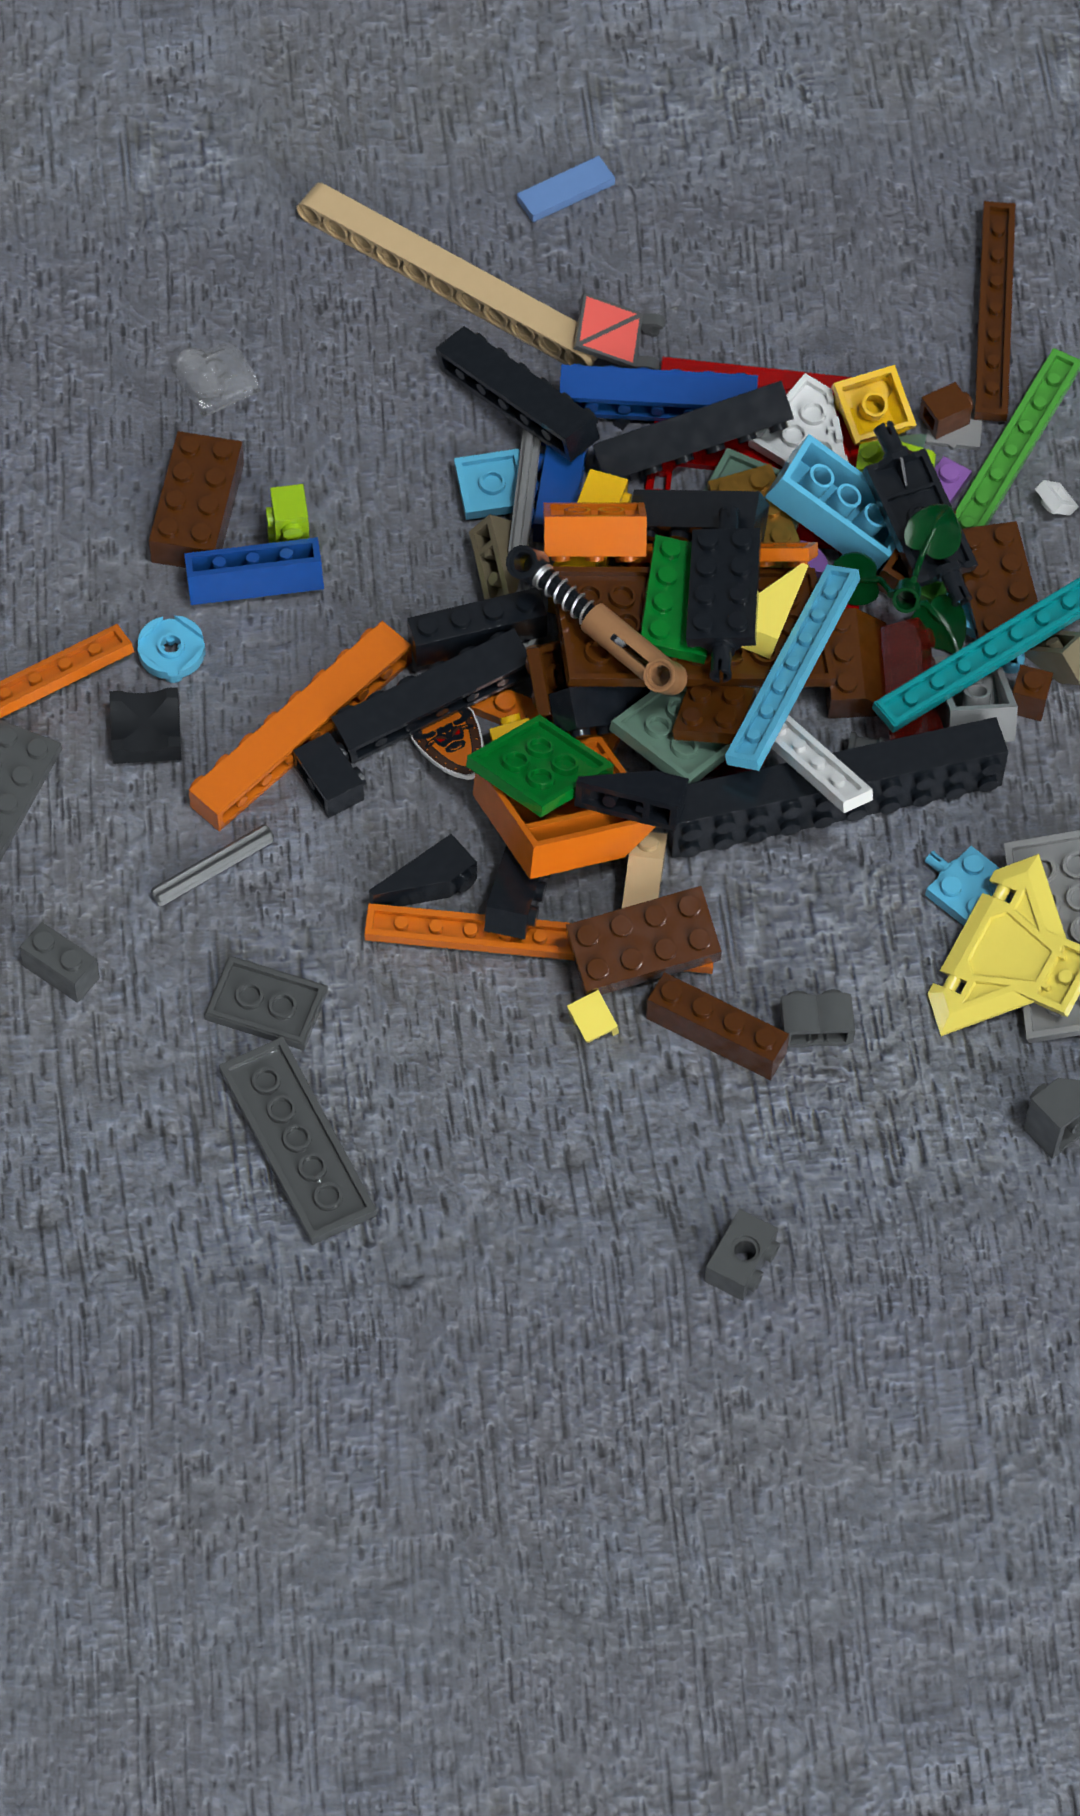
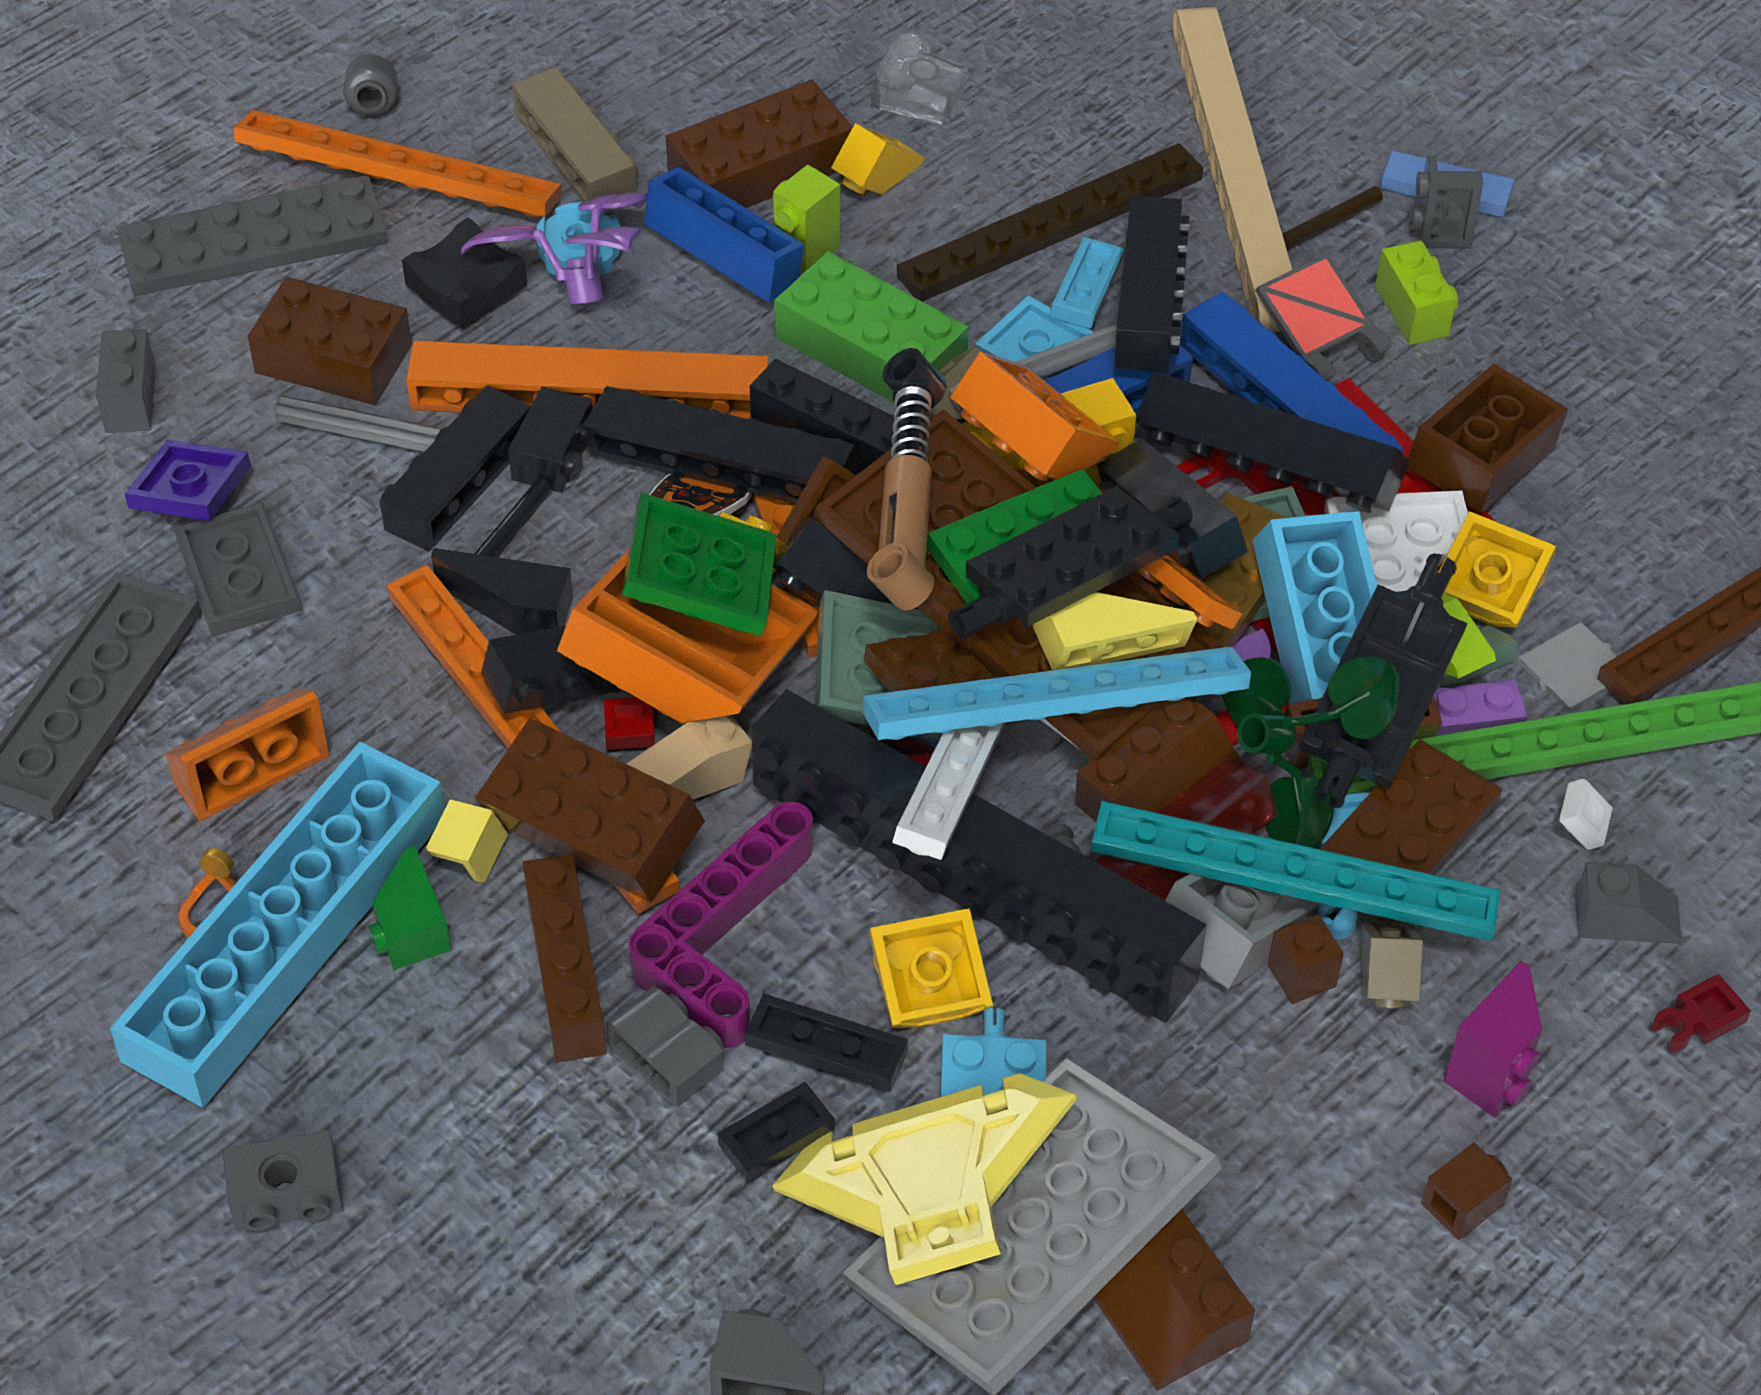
camera: 50 degrees right, 10 degrees down
(83, 589) = (573, 136): none -> dark tan brick
(133, 833) = (330, 340): none -> reddish brown brick
(178, 981) = (188, 480): none -> dark purple plate
(212, 663) = (582, 272): none -> medium lavender plant
(265, 451) = (874, 160): none -> yellow slope
(303, 838) = (453, 469): none -> black brick
(367, 841) = (515, 518): none -> black bar
(397, 402) = (1047, 223): none -> dark brown plate
(404, 556) = (861, 322): none -> bright green brick
(425, 1082) = (249, 753): none -> orange slope
(471, 422) = (1086, 282): none -> medium azure tile
(505, 1149) = (217, 866): none -> piece
(534, 260) = (1332, 217): none -> dark brown bar
(571, 1143) = (277, 925): none -> medium azure brick
(579, 886) = (628, 723): none -> red plate
(598, 209) = (1446, 206): none -> dark grey bracket
(616, 1079) = (408, 915): none -> green slope
(638, 796) = (739, 661): black slope -> none
(639, 274) = (1416, 292): none -> lime brick
(750, 939) = (714, 915): none -> magenta beam
(782, 330) = (1487, 437): none -> reddish brown brick
(880, 944) = (826, 1042): none -> black plate
(882, 862) = (930, 969): none -> yellow slope
(914, 1007) = (776, 1131): none -> black plate
(946, 410) = (1570, 639): reddish brown brick -> none

